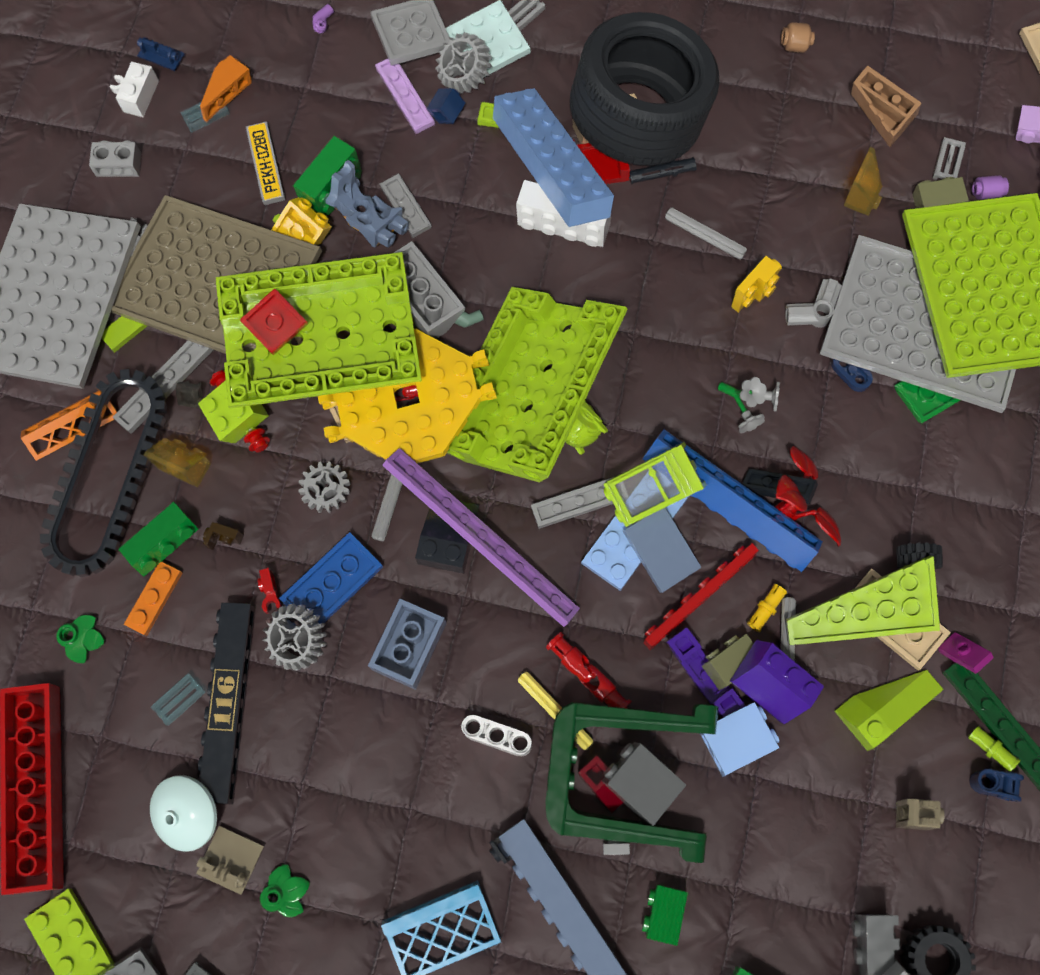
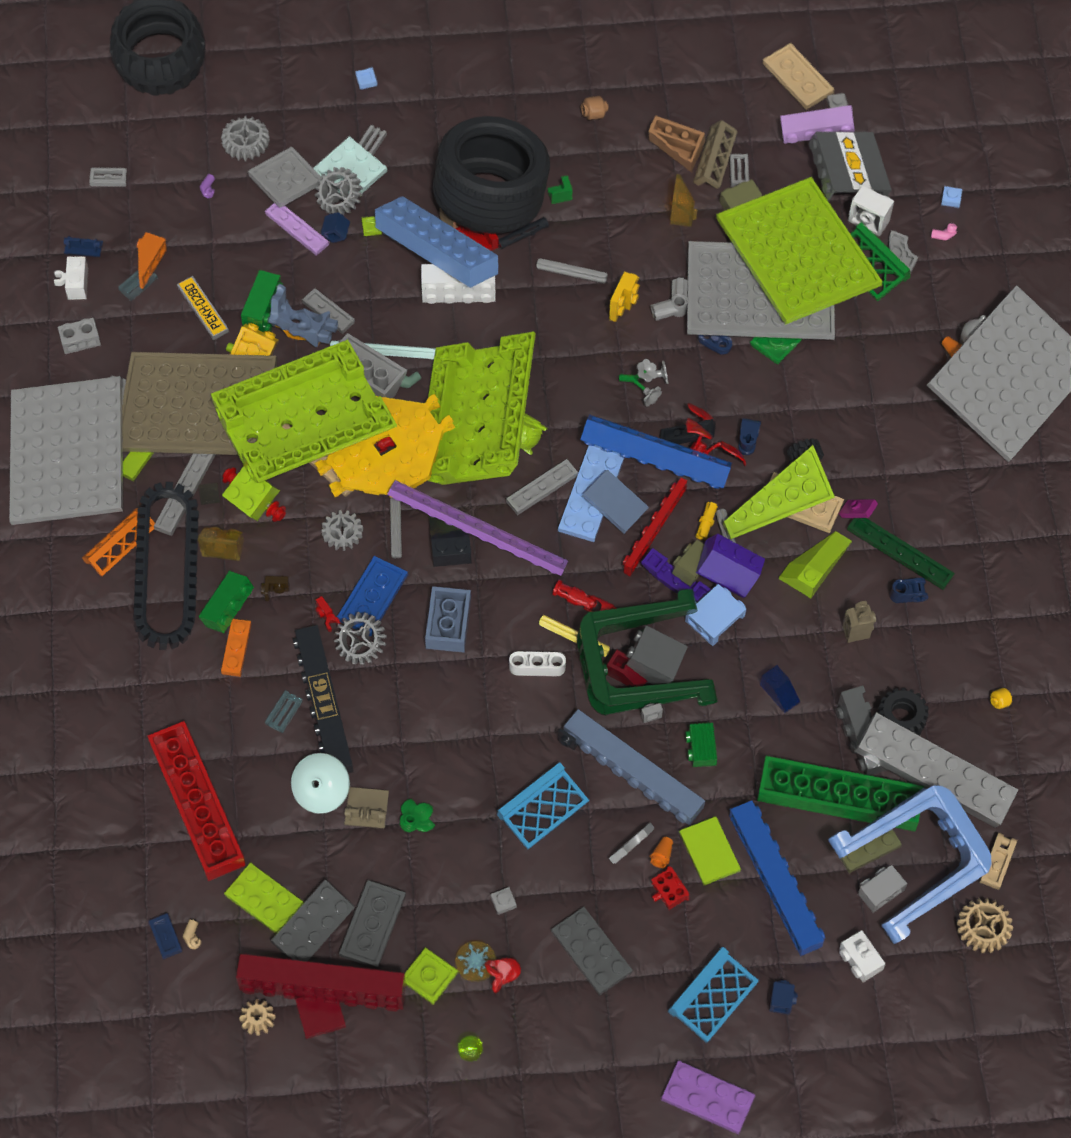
camera: 25 degrees left, 10 degrees down
(83, 638) = (192, 691): green plate -> none
(273, 321) = (268, 413): red plate -> none
(465, 276) = (401, 351): none -> light aqua axle
(653, 485) = (595, 453): lime door -> none
(724, 131) = (562, 192): none -> green panel
(789, 869) = (780, 689): none -> clear blue slope
(856, 506) = (748, 435): none -> dark blue piece
(925, 123) = (711, 149): none -> dark tan fence
(990, 187) = (775, 181): medium lavender brick -> none
(994, 749) = (899, 568): lime pin -> none

